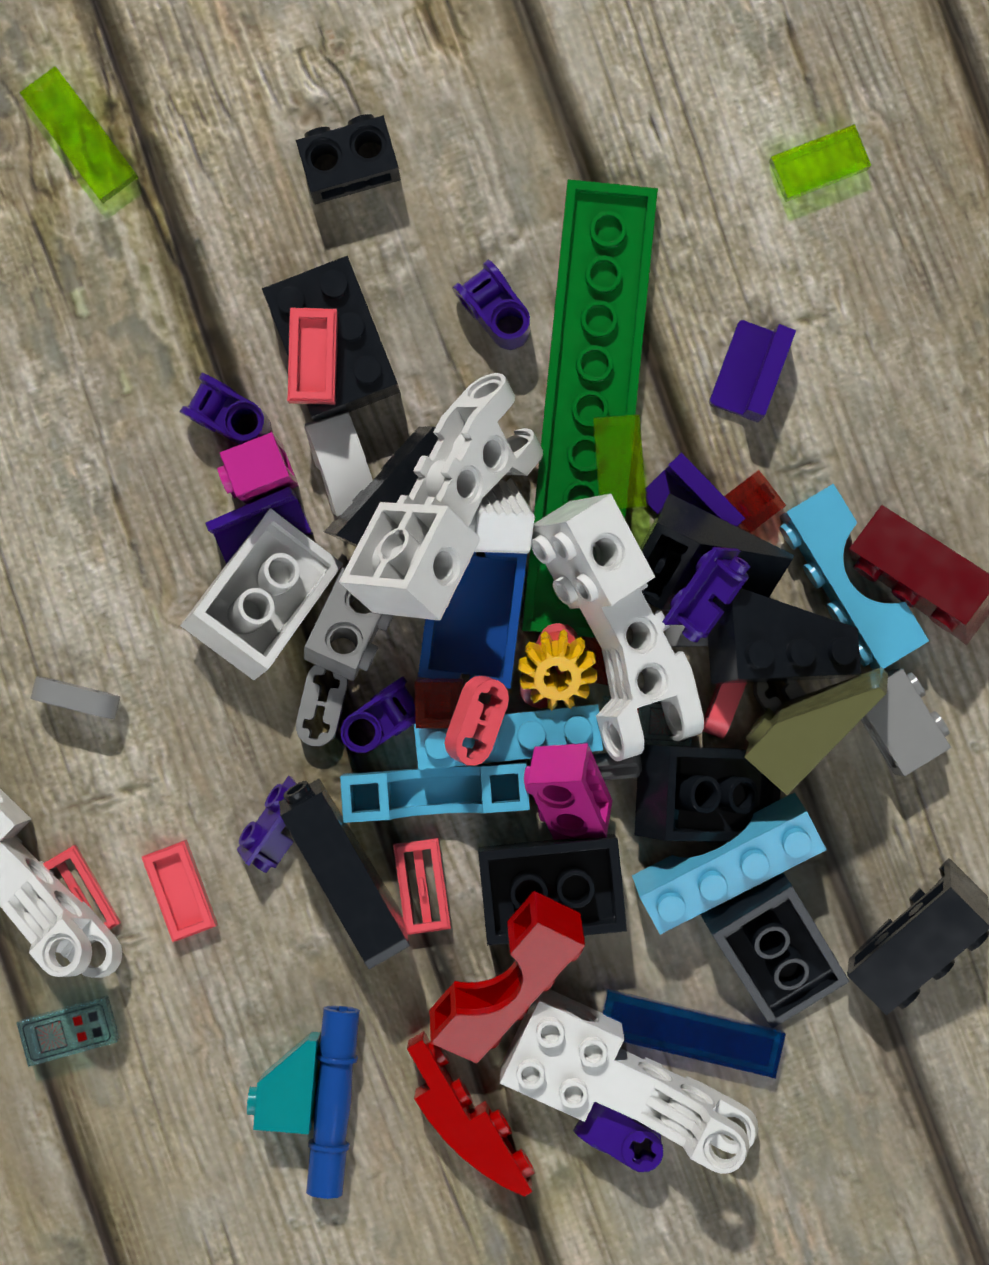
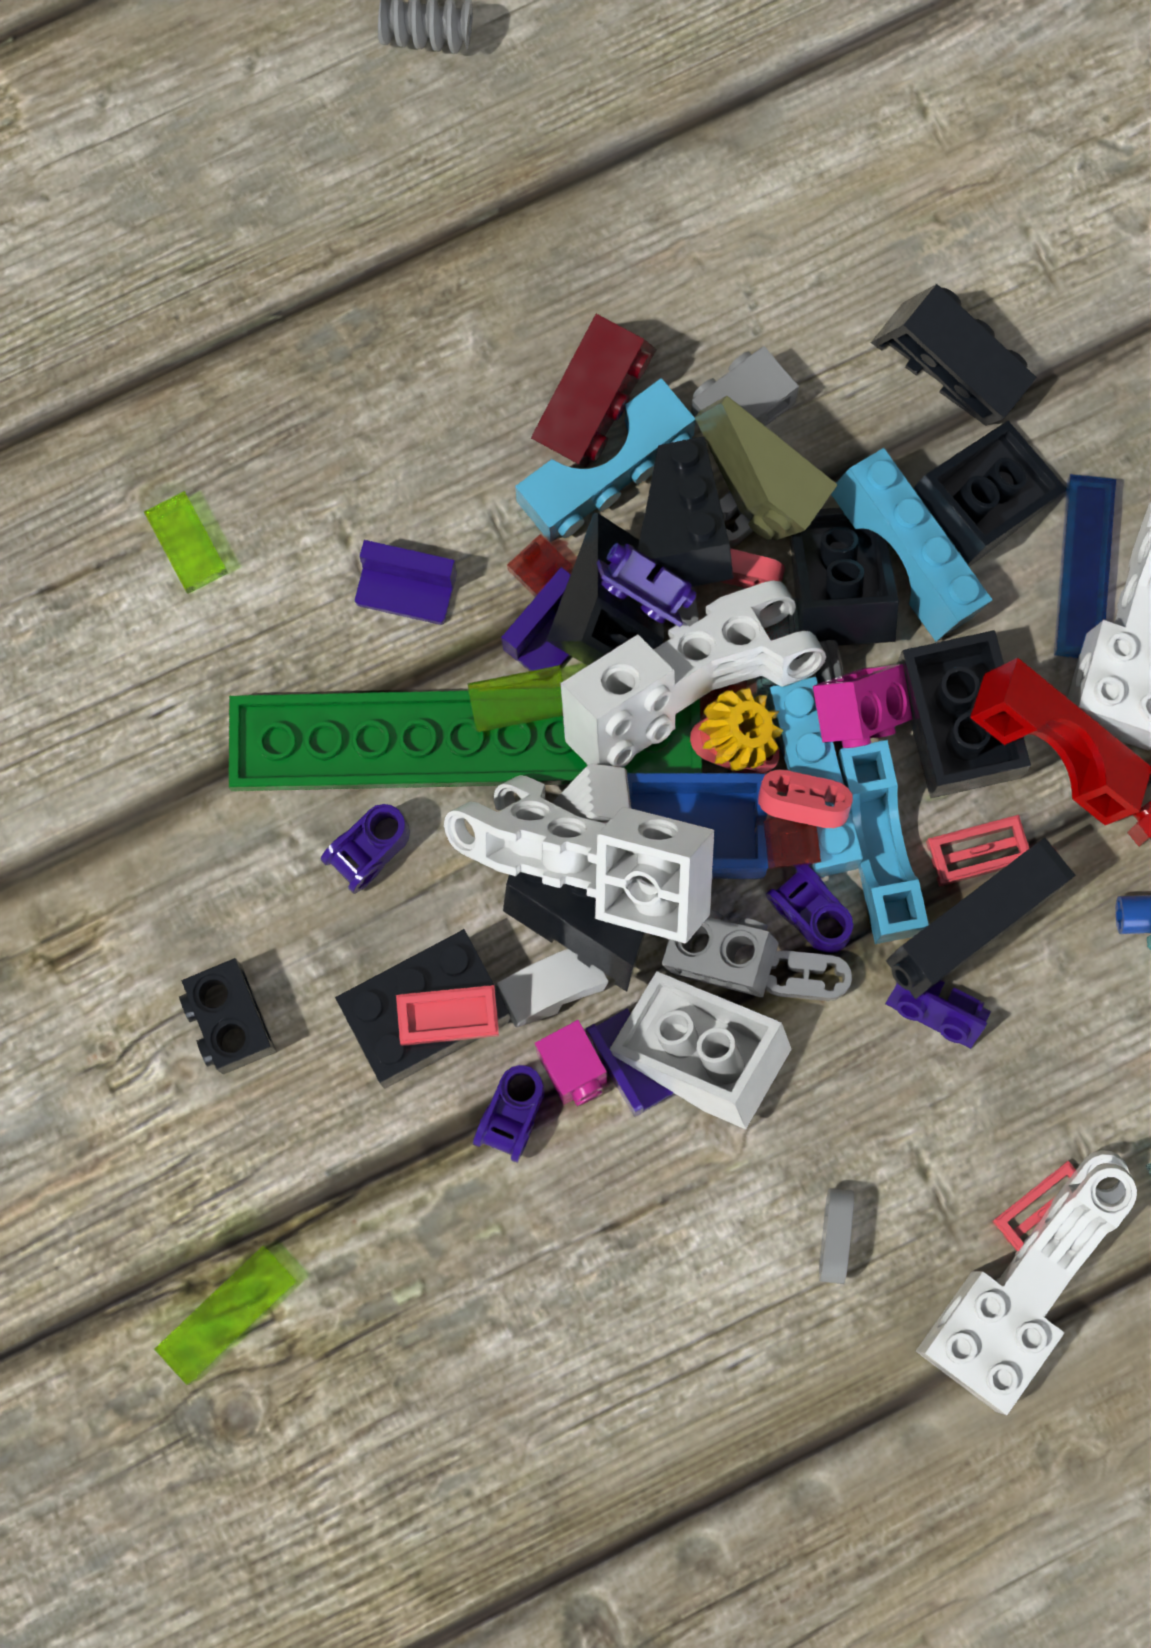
camera: 90 degrees left, 10 degrees down
(179, 891) = (1023, 1101): coral tile -> none

